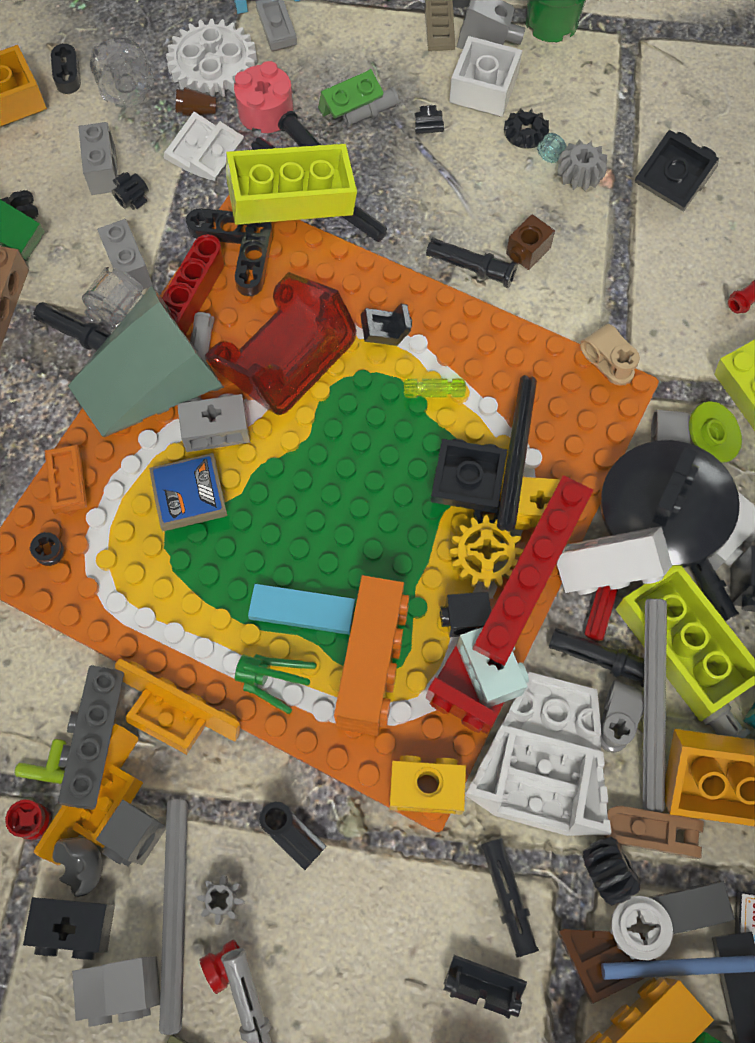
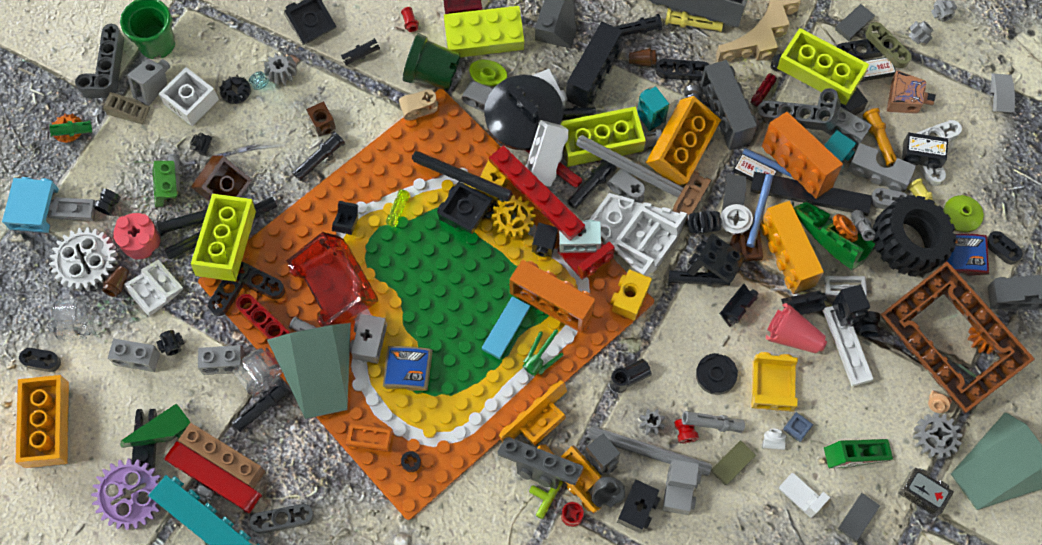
camera: 70 degrees left, 0 degrees up
(299, 51) = (107, 201): none -> black wheel
(348, 987) = (716, 374): none -> black tile
(381, 162) = (221, 178): none -> reddish brown slope
(549, 917) = (716, 257): none -> black bracket
(660, 252) = (360, 51): none -> black pin
(684, 341) = (430, 64): none -> dark green piece

